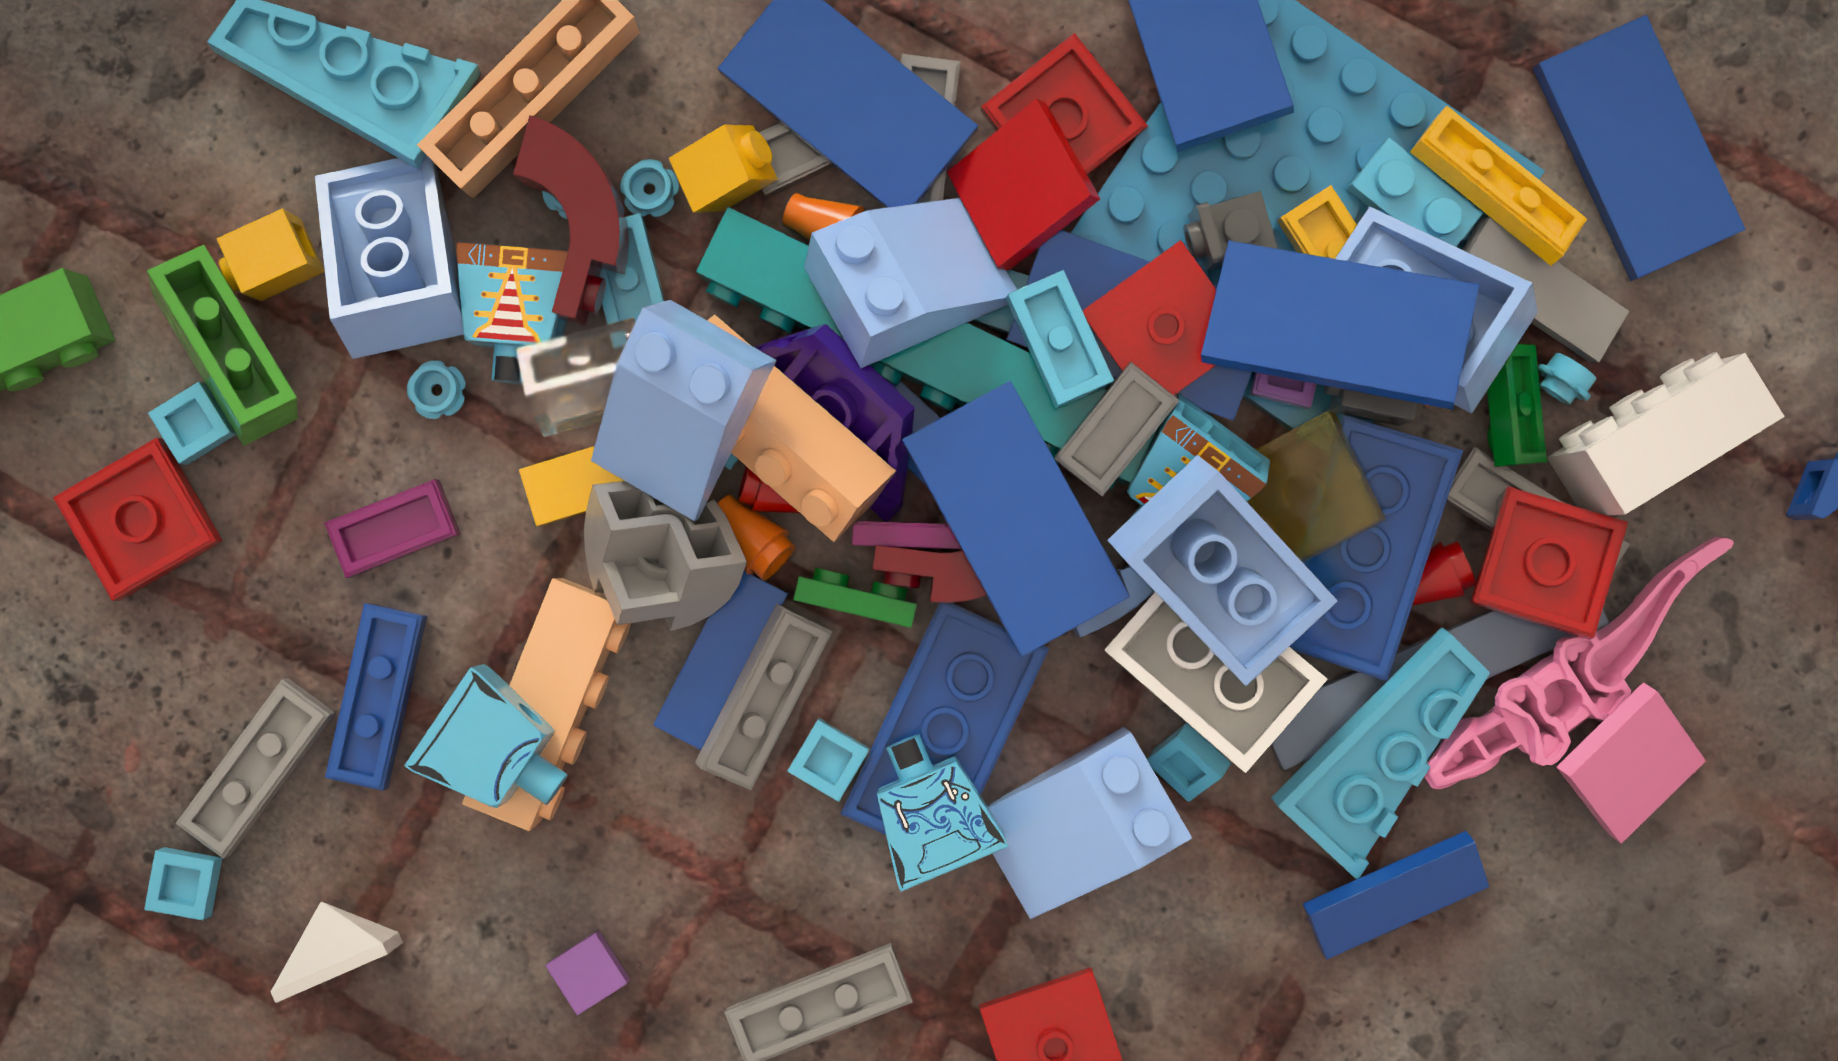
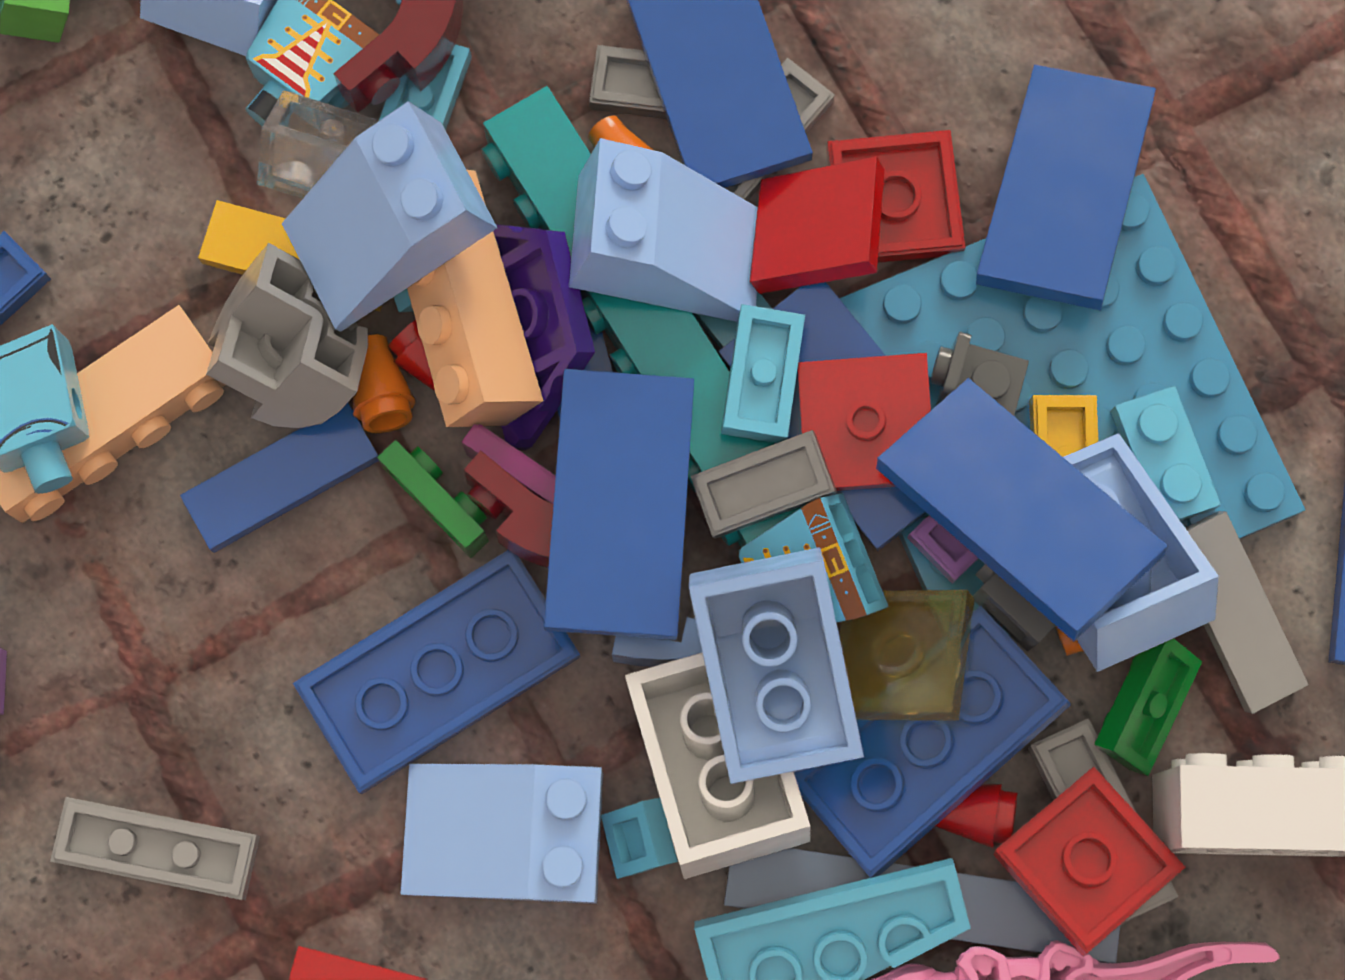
camera: 30 degrees right, 10 degrees down
(392, 528) = (73, 184): magenta tile -> none
(425, 378) = (182, 79): medium azure plate -> none
(645, 173) = (493, 20): medium azure plate -> none
(724, 167) = (567, 54): yellow brick -> none
(763, 697) = (294, 533): light grey tile -> none
(828, 759) = (314, 626): medium azure plate -> none
(933, 816) = (372, 731): medium azure torso -> none
(1499, 186) = (1250, 489): yellow tile -> none
(1566, 379) = (1211, 710): medium azure plate -> none

